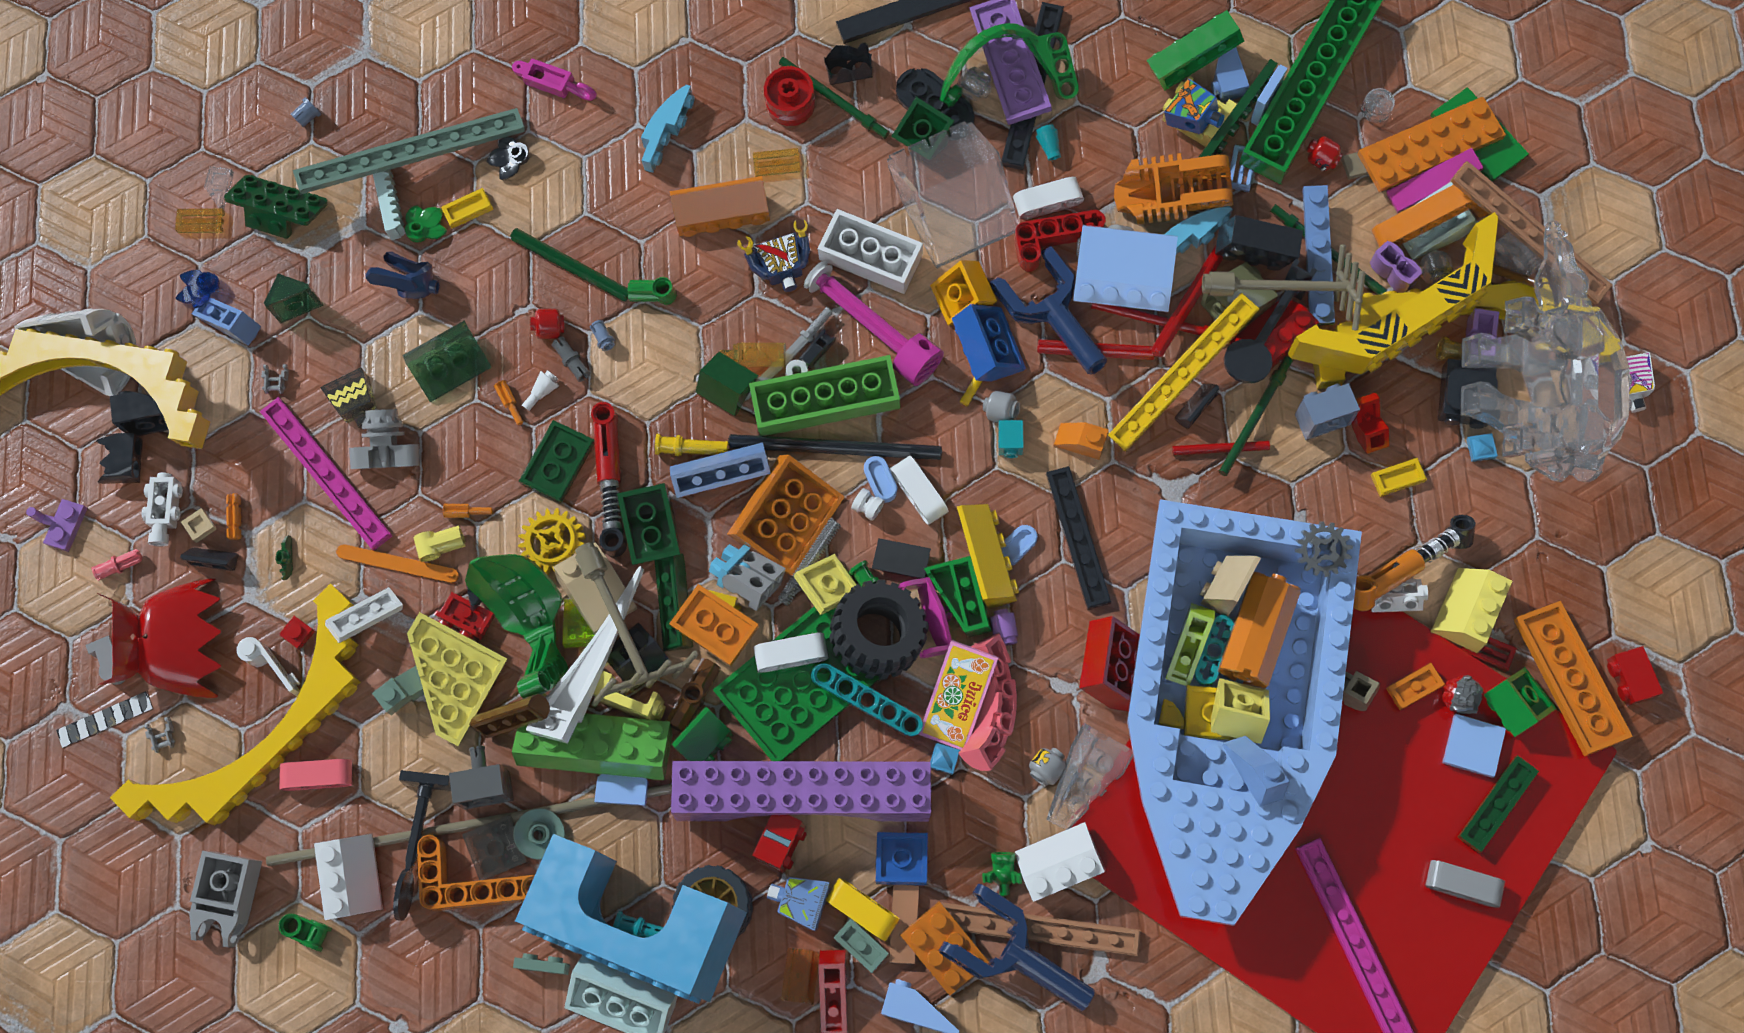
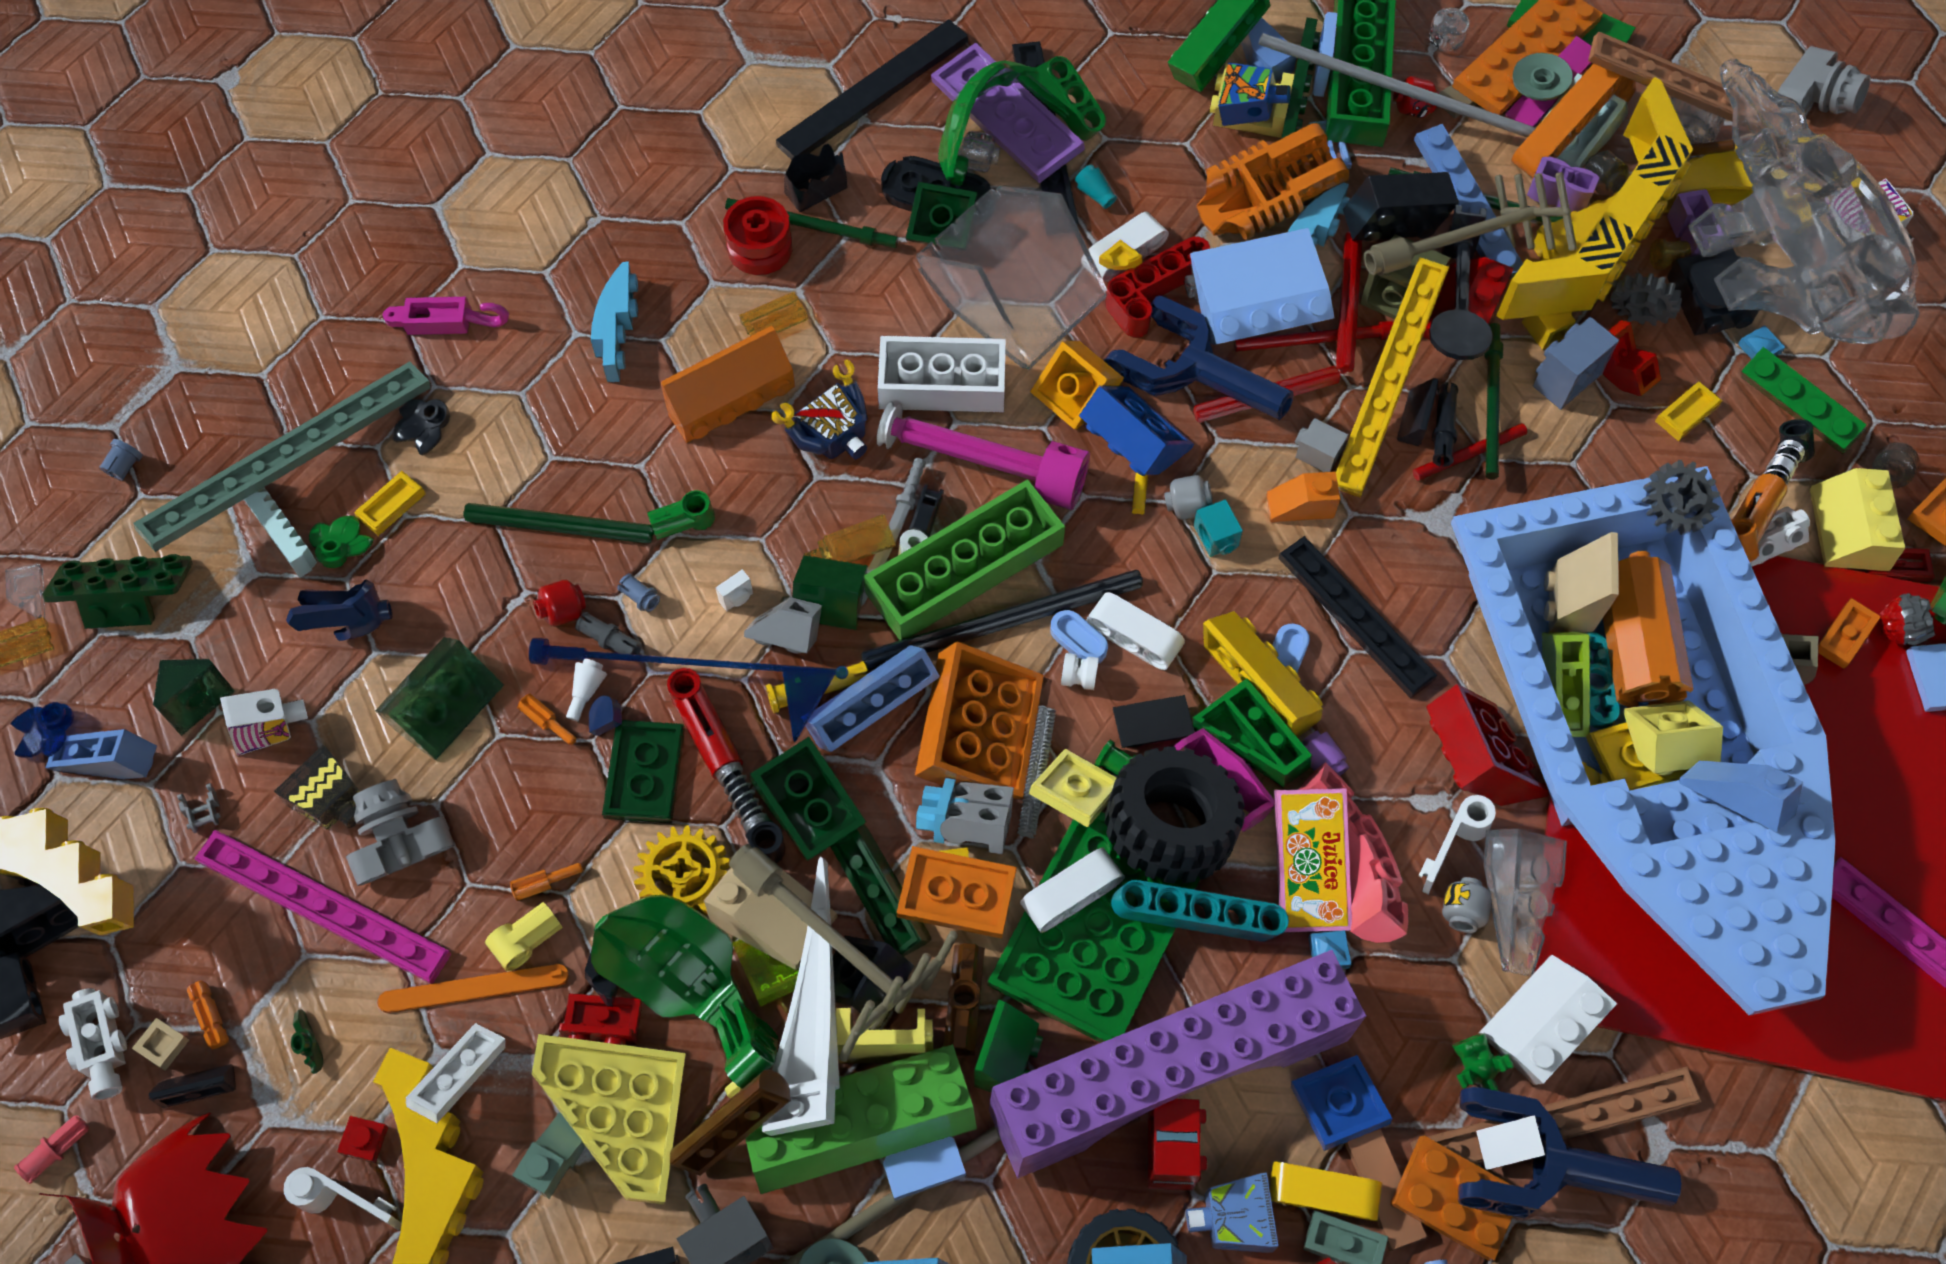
camera: 30 degrees left, 10 degrees down
(329, 333) = (260, 719): none -> white torso
(546, 413) = (604, 715): none -> dark blue tile
(664, 358) = (734, 590): none -> white plate
(678, 443) = (802, 684): none -> clear blue piece
(688, 397) = (787, 625): none -> light grey slope
(993, 929) = (1510, 1142): none -> white sticker
(1035, 207) = (1120, 257): none -> yellow tile
(1079, 710) = (1470, 823): none -> white door
(1113, 403) = (1320, 445): none -> light grey brick
(1206, 429) = (1445, 433): none -> black pin
(1305, 143) = (1395, 85): none -> light grey piece
(1407, 382) = (1646, 299): none -> dark grey gear
(1425, 165) = (1542, 76): none -> sand green dish
(1483, 503) = (1803, 400): none -> green brick
(1526, 577) = (1900, 461): none -> clear smoke head
(1650, 253) = (1826, 82): none -> light grey beam

